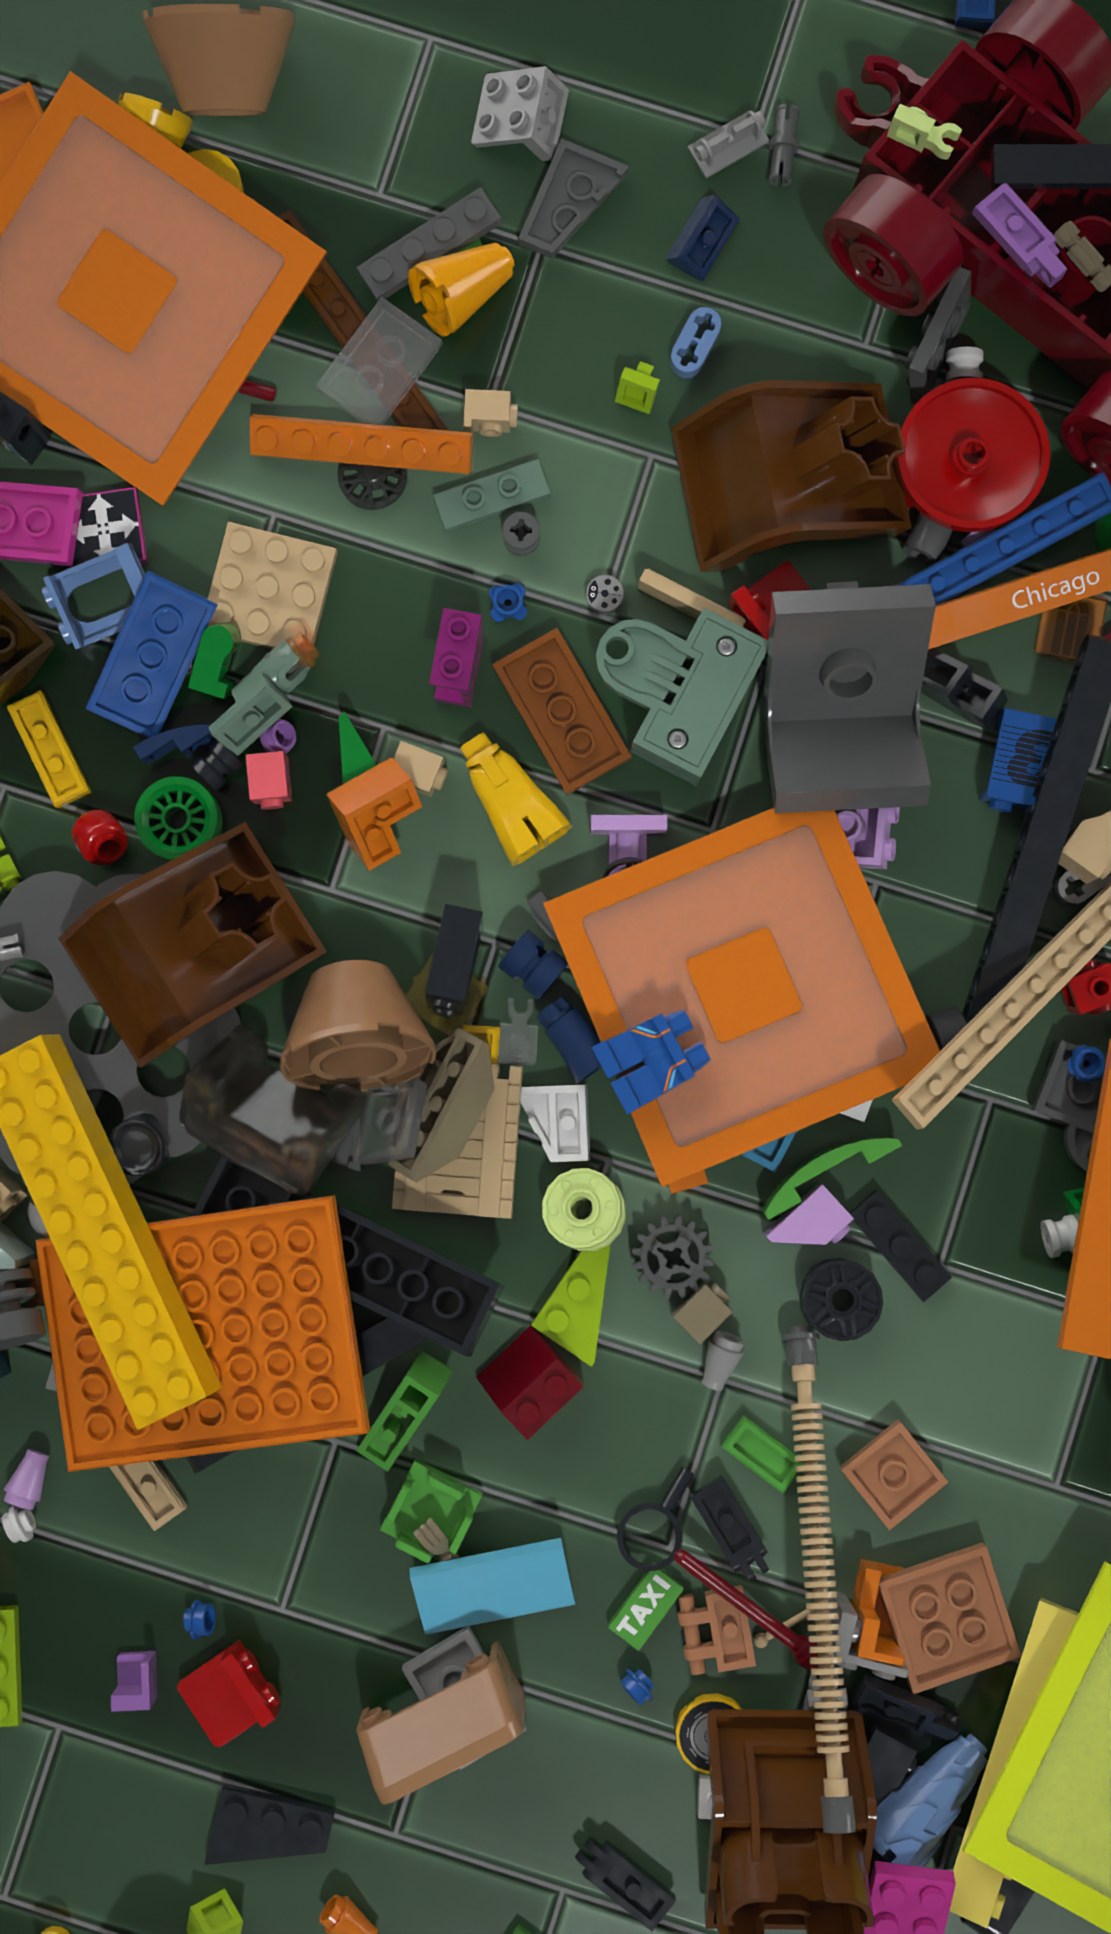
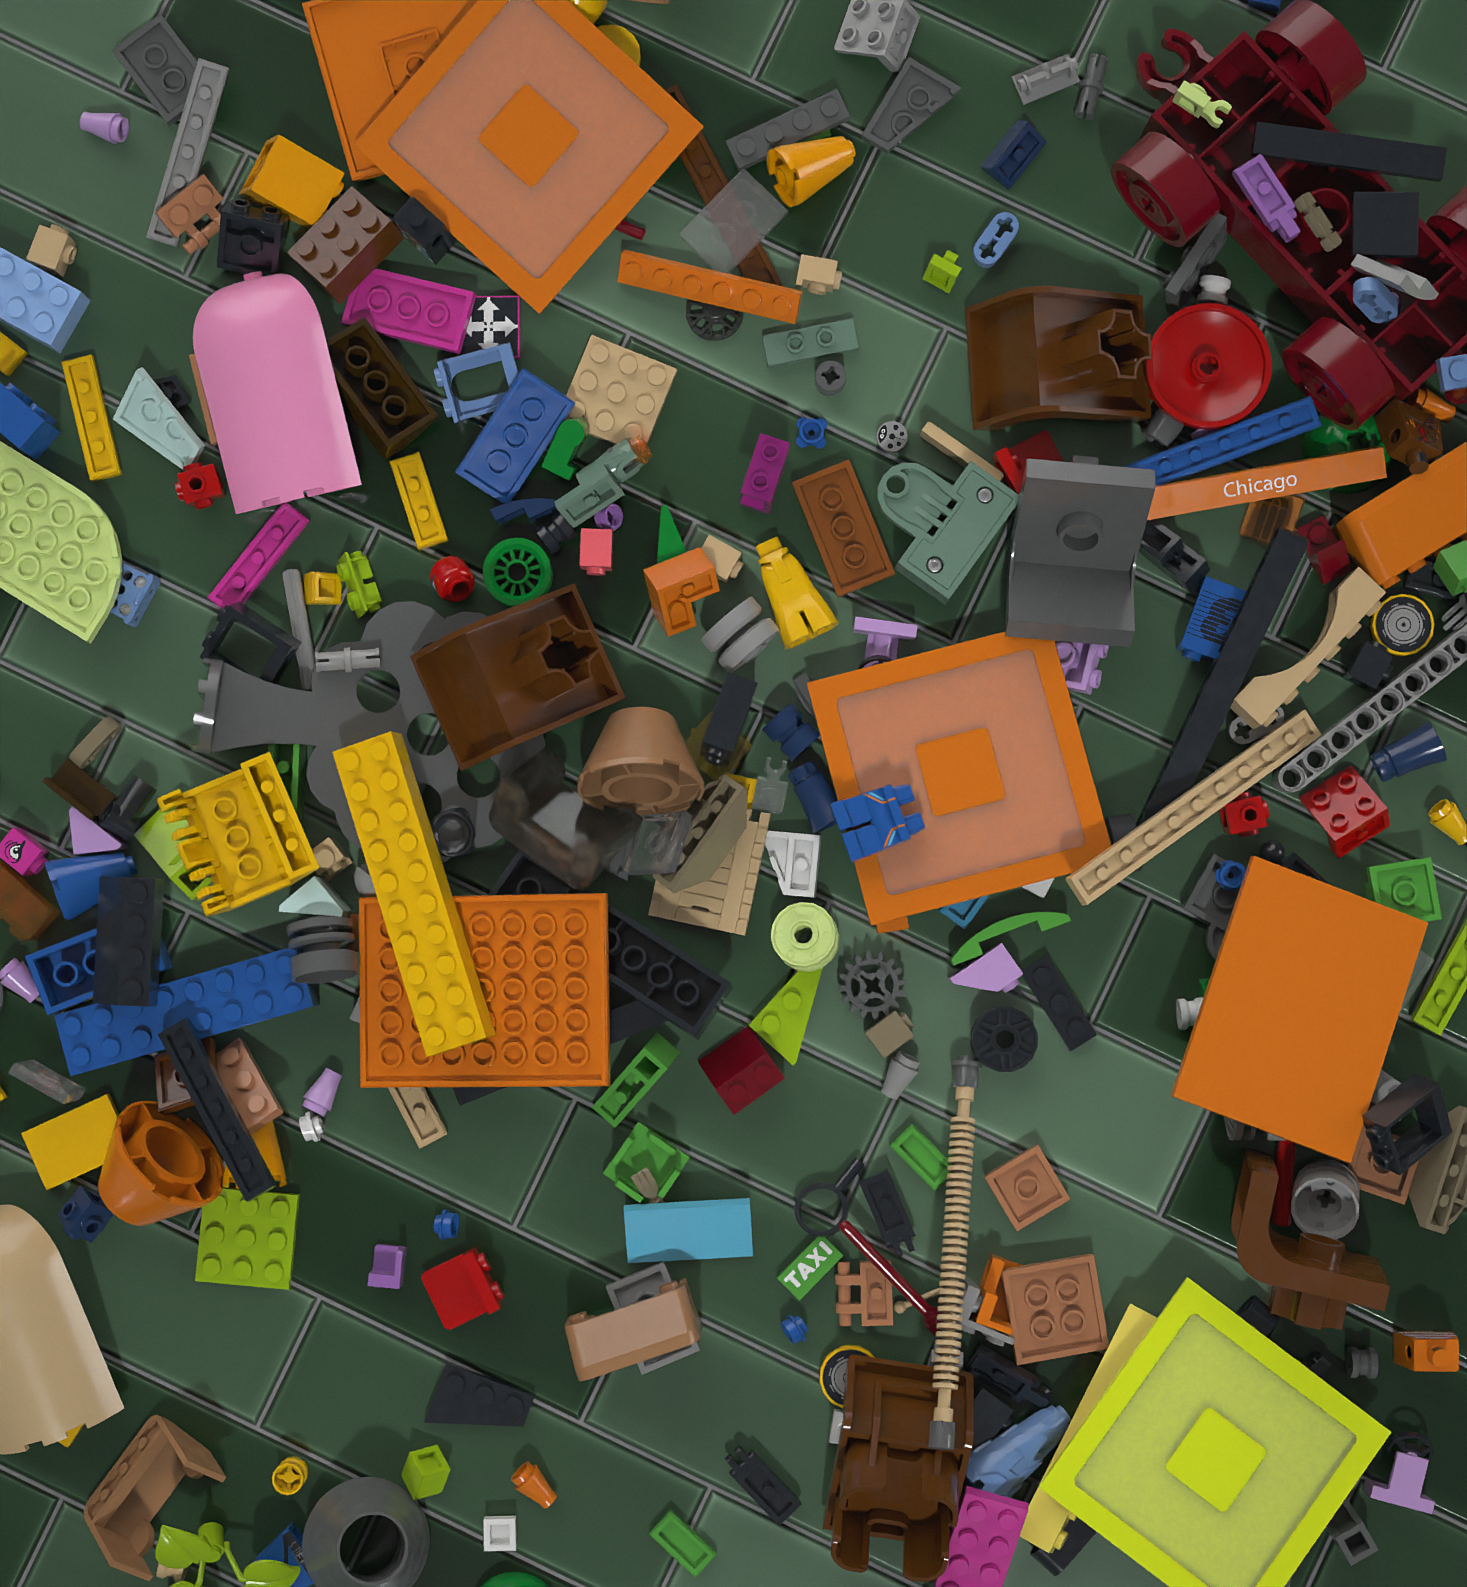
camera: 10 degrees right, 0 degrees up
(450, 853) = (743, 639): none -> light grey wheel

